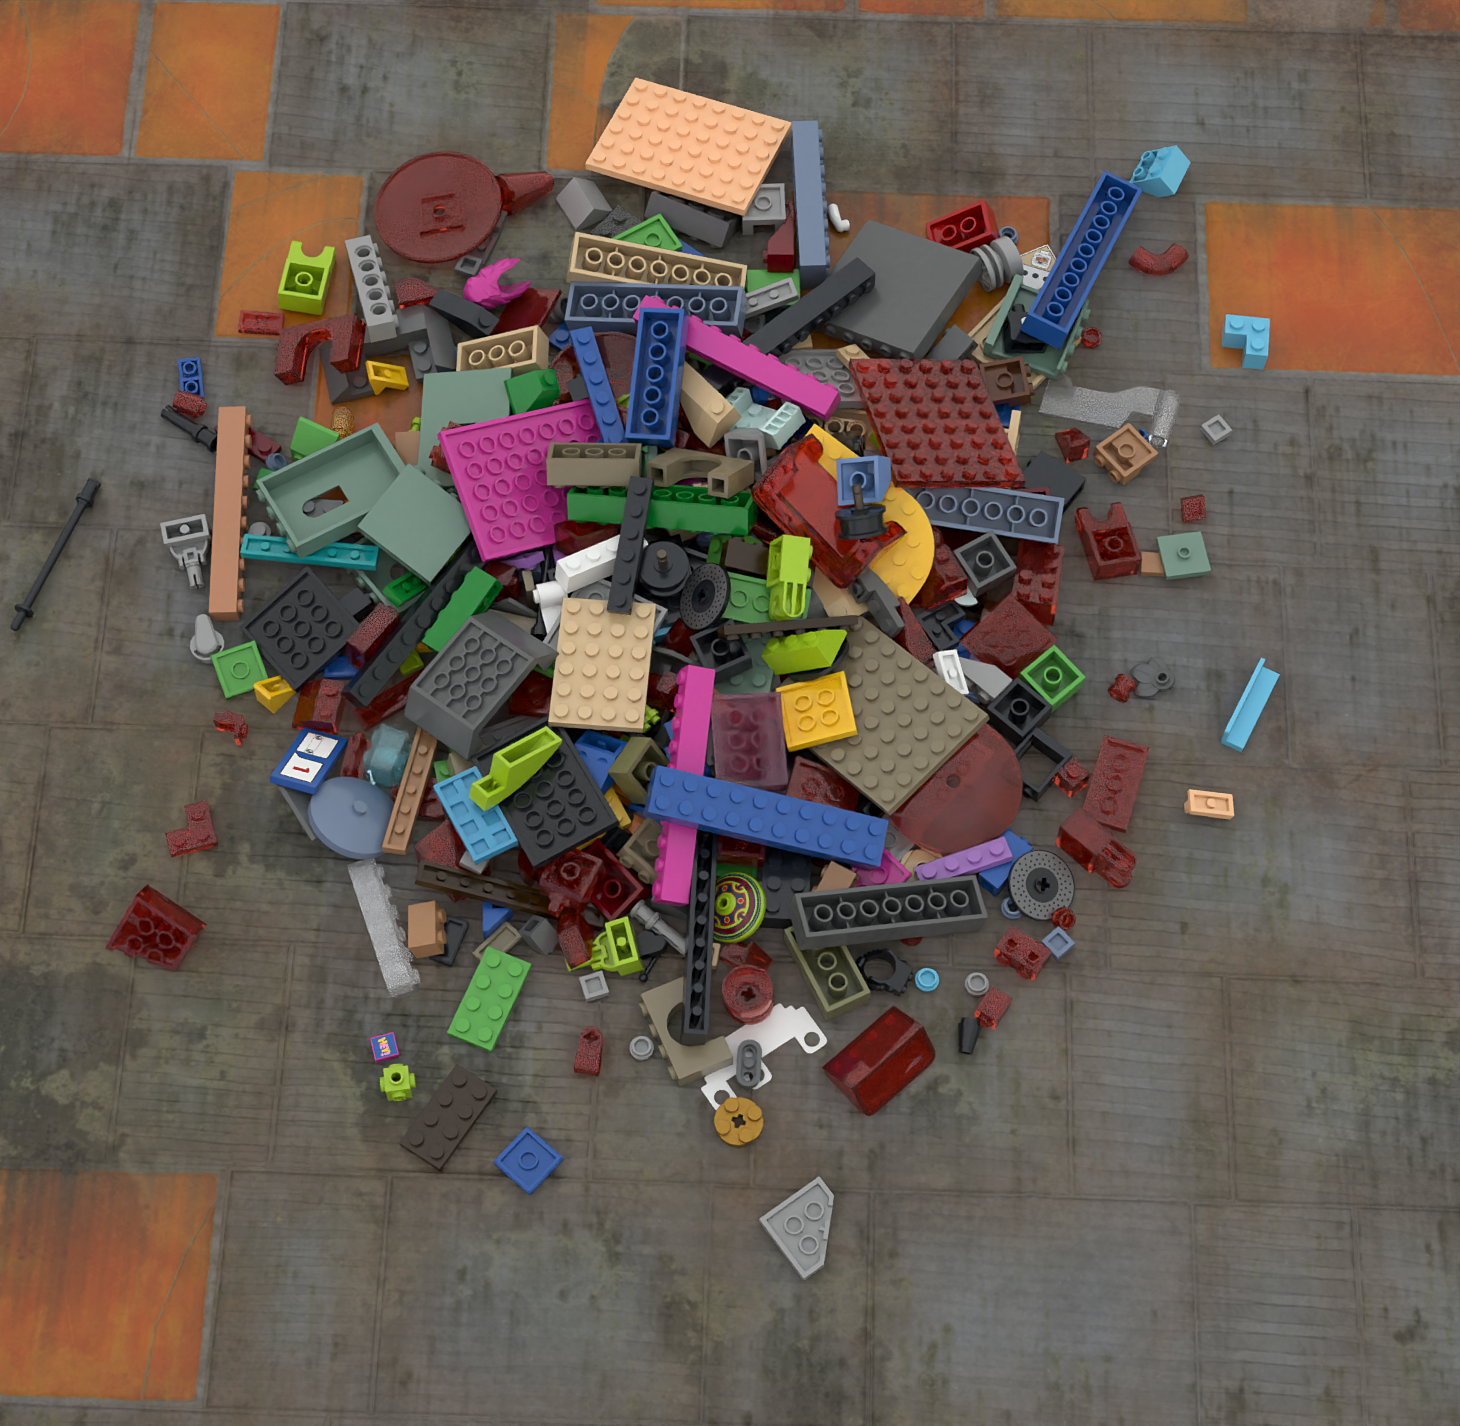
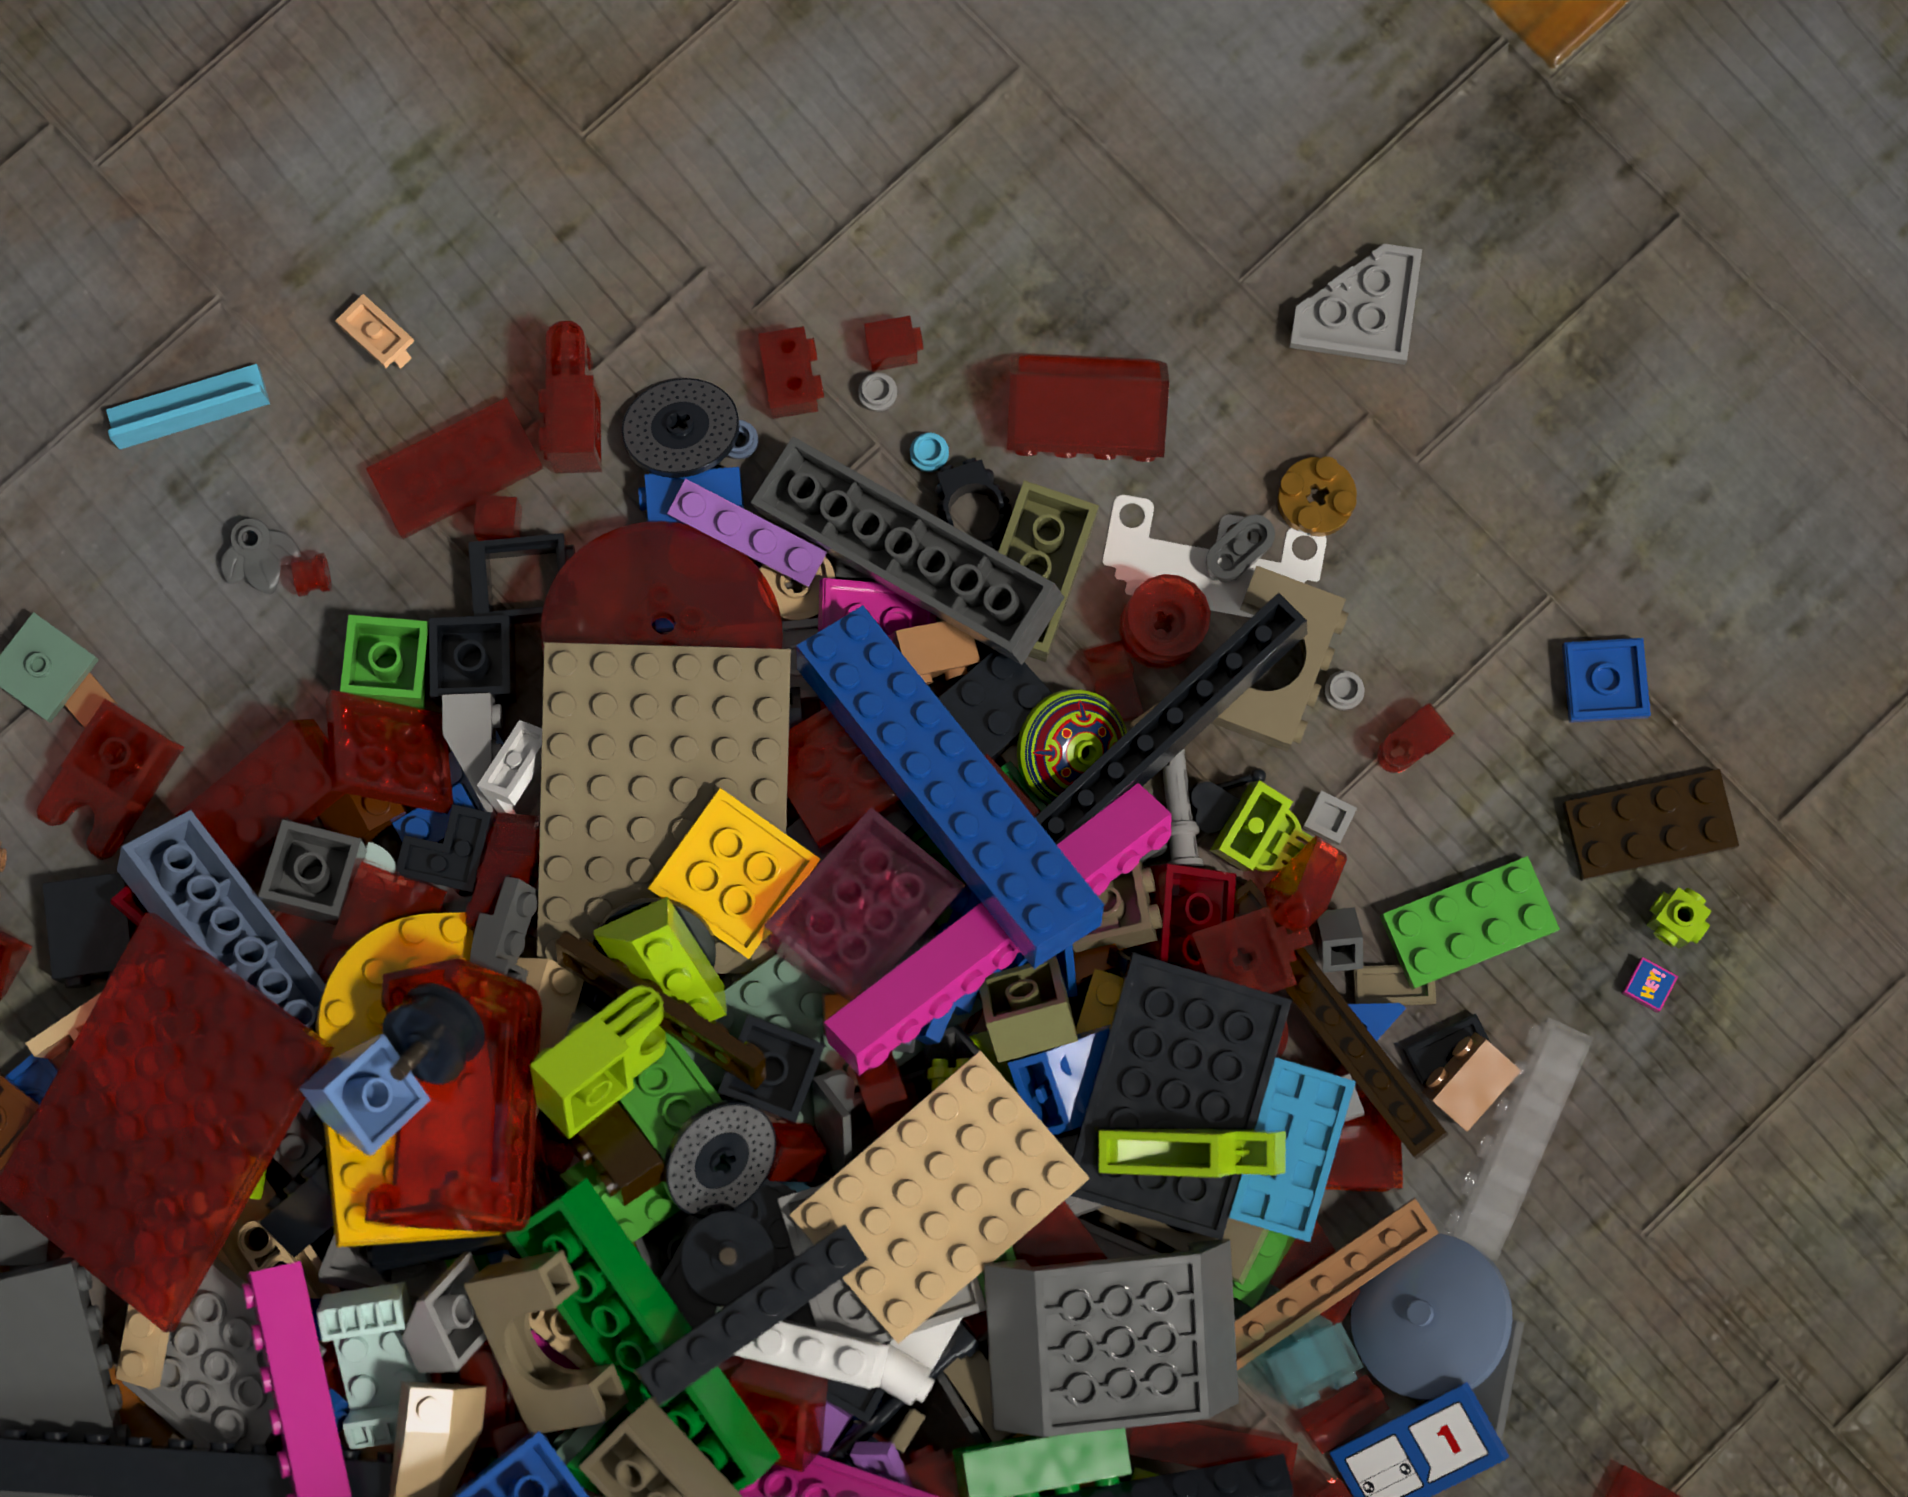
camera: 135 degrees left, 15 degrees up
(156, 930) = (1804, 1406): clear red wedge -> none
(968, 1034) = (951, 342): black cone -> none
(1058, 943) = (734, 346): sand blue plate -> none
(1068, 918) = (695, 366): clear red plate -> none

